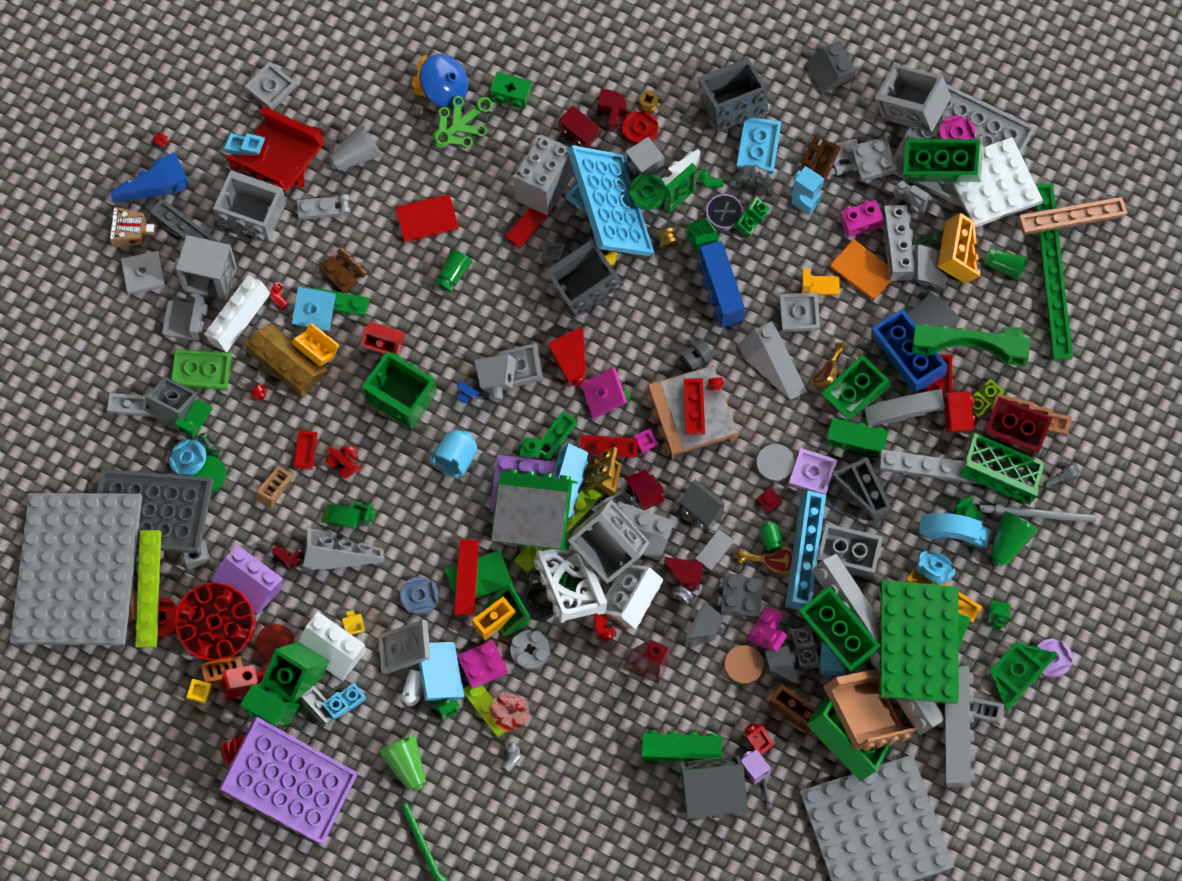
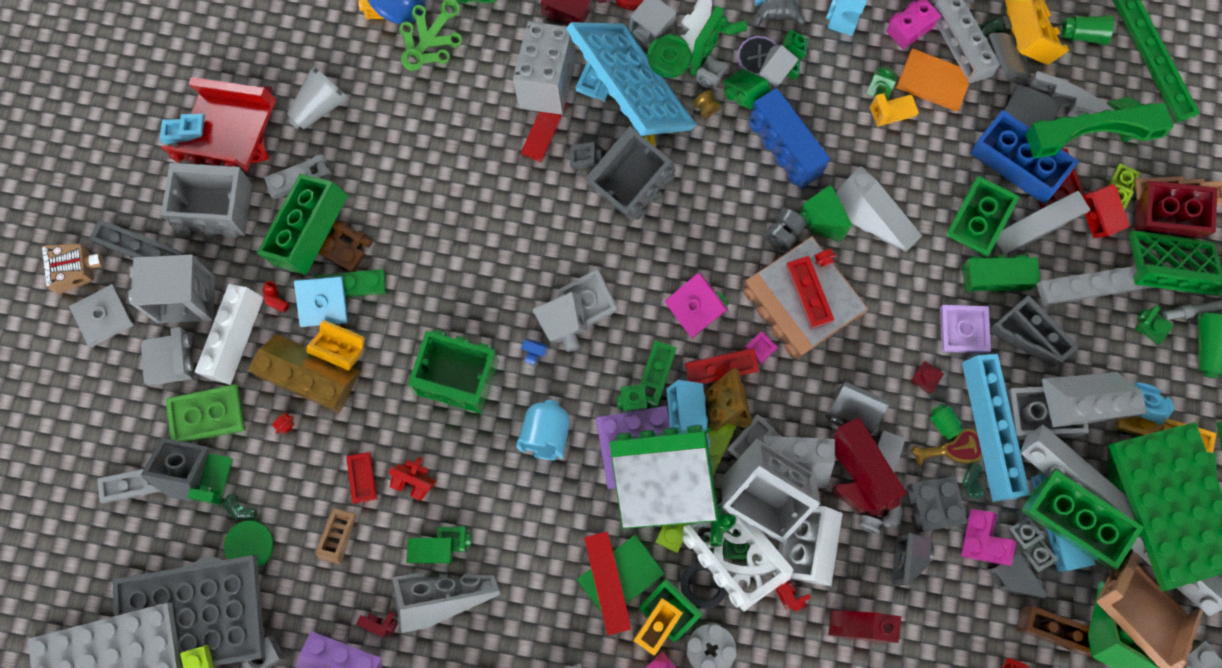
camera: 20 degrees left, 5 degrees up
(160, 139) = (79, 149): red plate -> none
(162, 179) = (91, 195): blue wedge -> none
(187, 457) = (218, 532): medium azure tile -> none
(270, 86) = (194, 52): light grey plate -> none
(317, 245) = (302, 224): none -> green brick
(382, 338) = (414, 315): red brick -> none
(419, 596) = (555, 622): sand blue tile -> none
(427, 218) = (423, 156): red tile -> none
(453, 270) = (472, 208): green plant -> none
(564, 559) = (719, 527): none -> green arm
(570, 356) = (642, 273): red slope -> none
(645, 489) = (785, 409): dark red brick -> none
(680, 214) = (711, 73): none -> light grey bracket
(691, 545) = (867, 465): none -> dark red slope
(707, 591) = (893, 517): none -> light grey arm
(729, 223) = (777, 64): none -> light grey slope
(729, 352) = (826, 215): none -> green slope
(744, 665) = (969, 588): nougat tile -> none
(774, 588) = (970, 482): none -> clear green arm
(775, 462) = (917, 330): light grey tile -> none
(799, 312) = (883, 147): light grey plate -> none
(817, 260) = (882, 82): none -> green bracket
(828, 373) = (942, 210): pearl gold piece -> none
(883, 548) = (1092, 399): none -> light grey slope
(954, 526) = (1149, 349): medium azure arch -> none
(967, 311) = (1070, 96): none -> light grey slope

